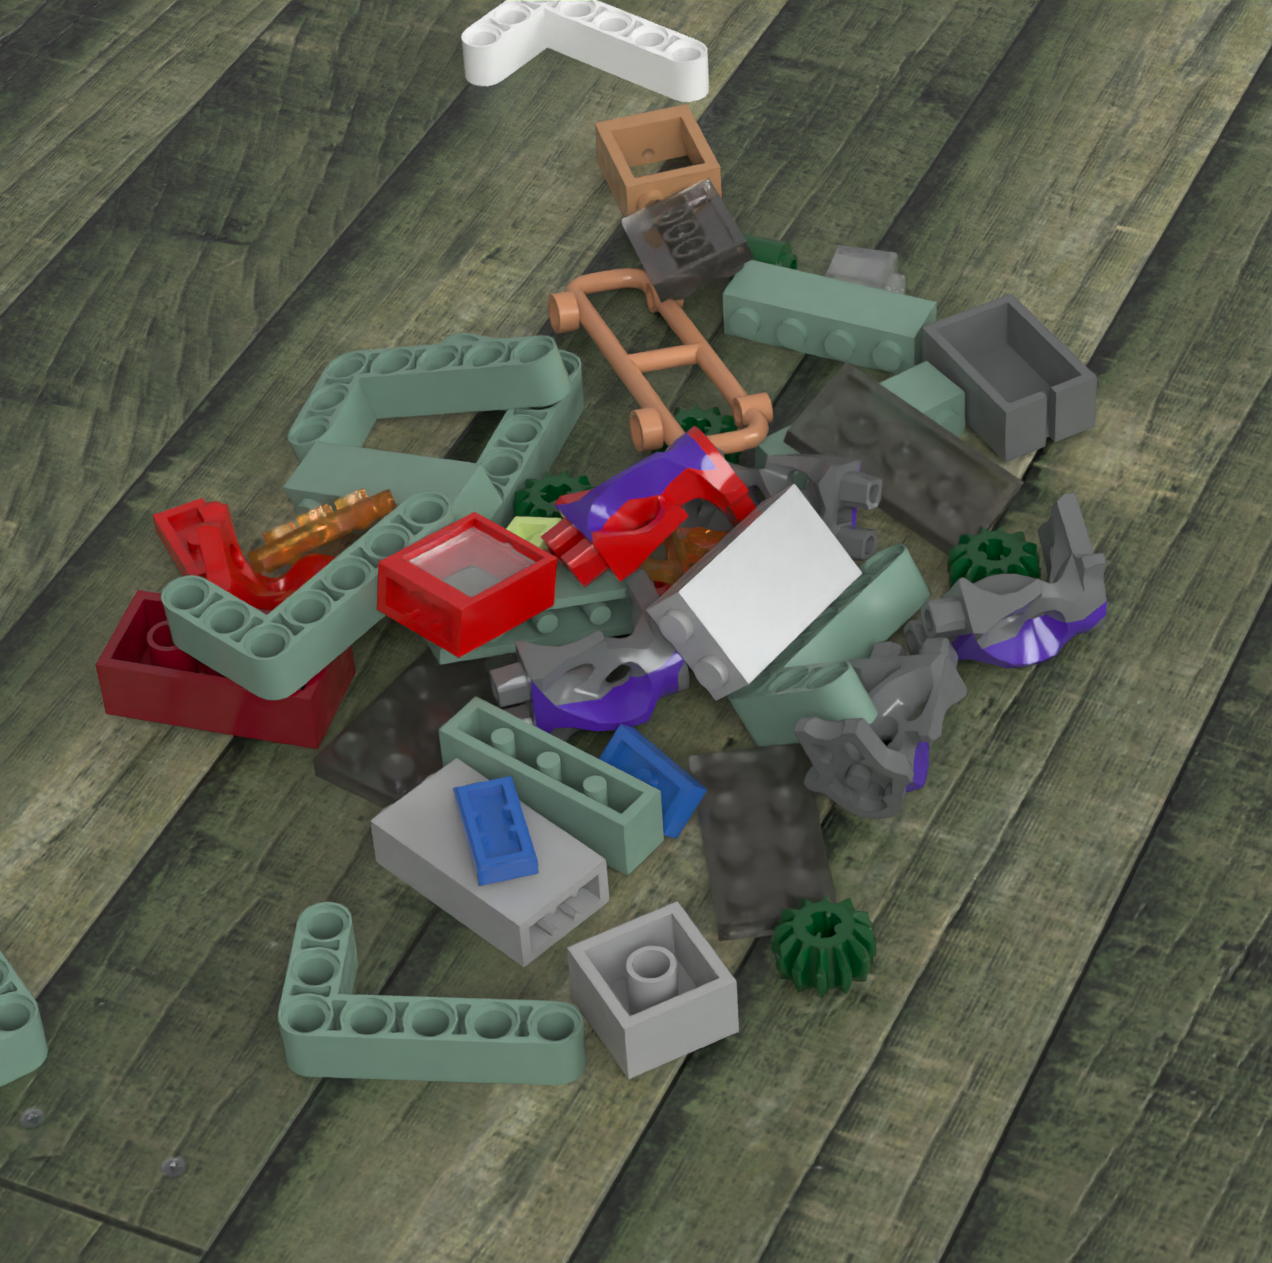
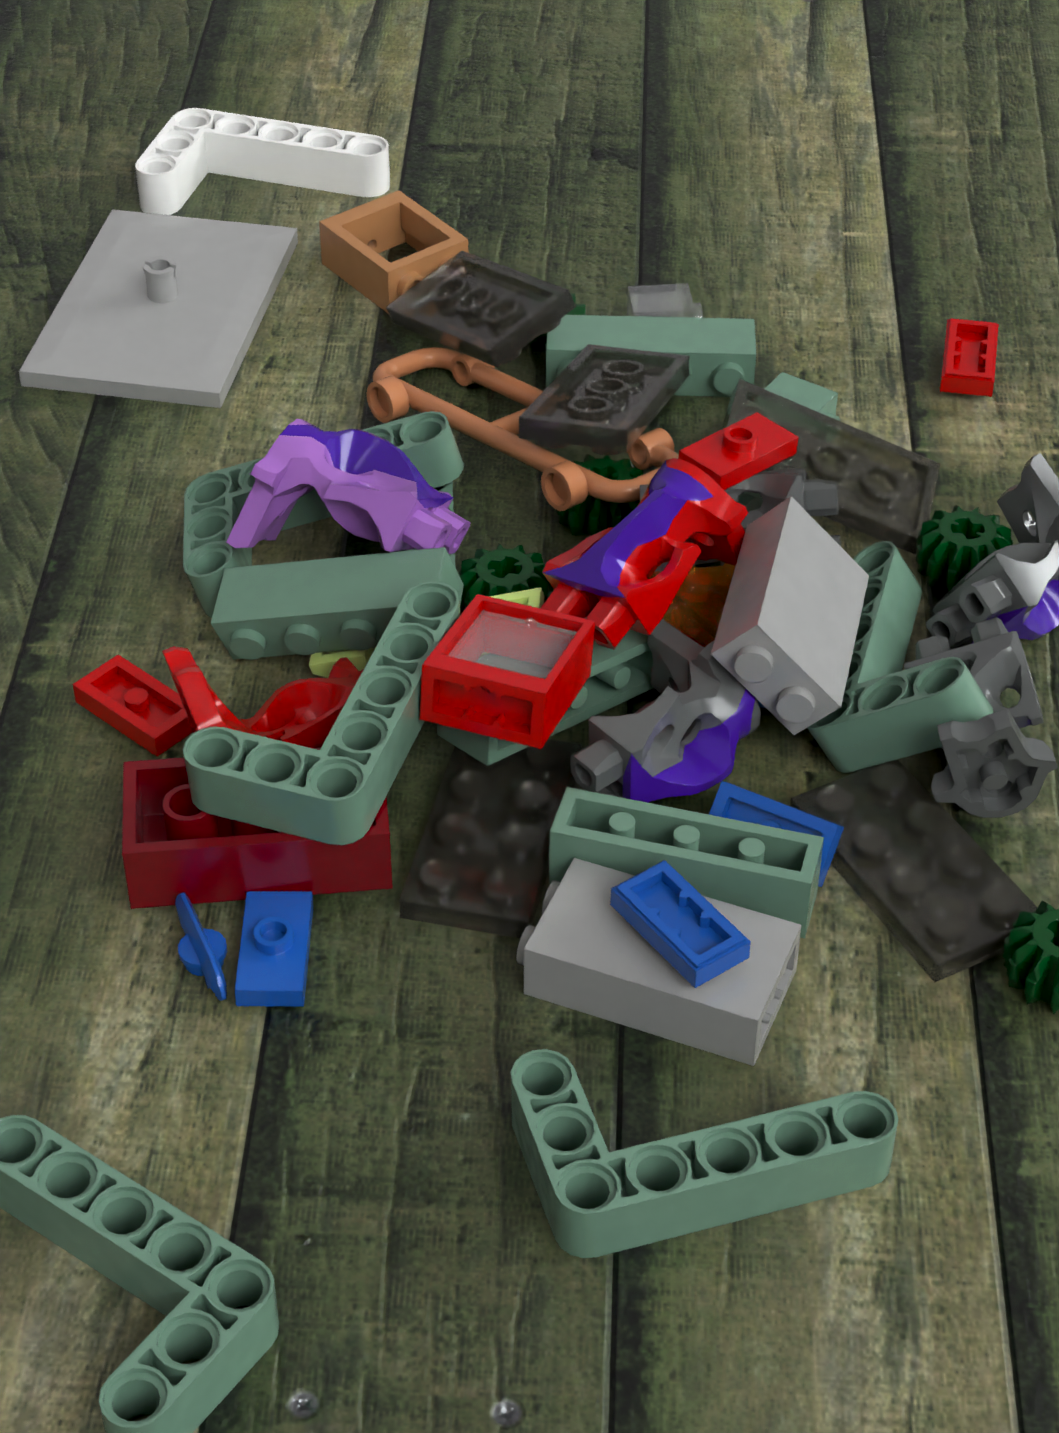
camera: 25 degrees left, 0 degrees up
(143, 759) = (201, 948): none -> blue piece
(197, 774) = (274, 949): none -> blue plate
(319, 528) = (294, 653): clear orange plate -> none
(427, 179) = (161, 309): none -> light grey piece
(443, 391) = (362, 483): none -> medium lavender hips
(653, 989) = (936, 1050): light grey brick -> none
(730, 353) = (604, 399): none -> clear smoke plate
(798, 431) = (741, 450): none -> red plate
(1013, 375) = (882, 371): dark grey piece -> none
(1139, 381) = (969, 357): none -> red plate

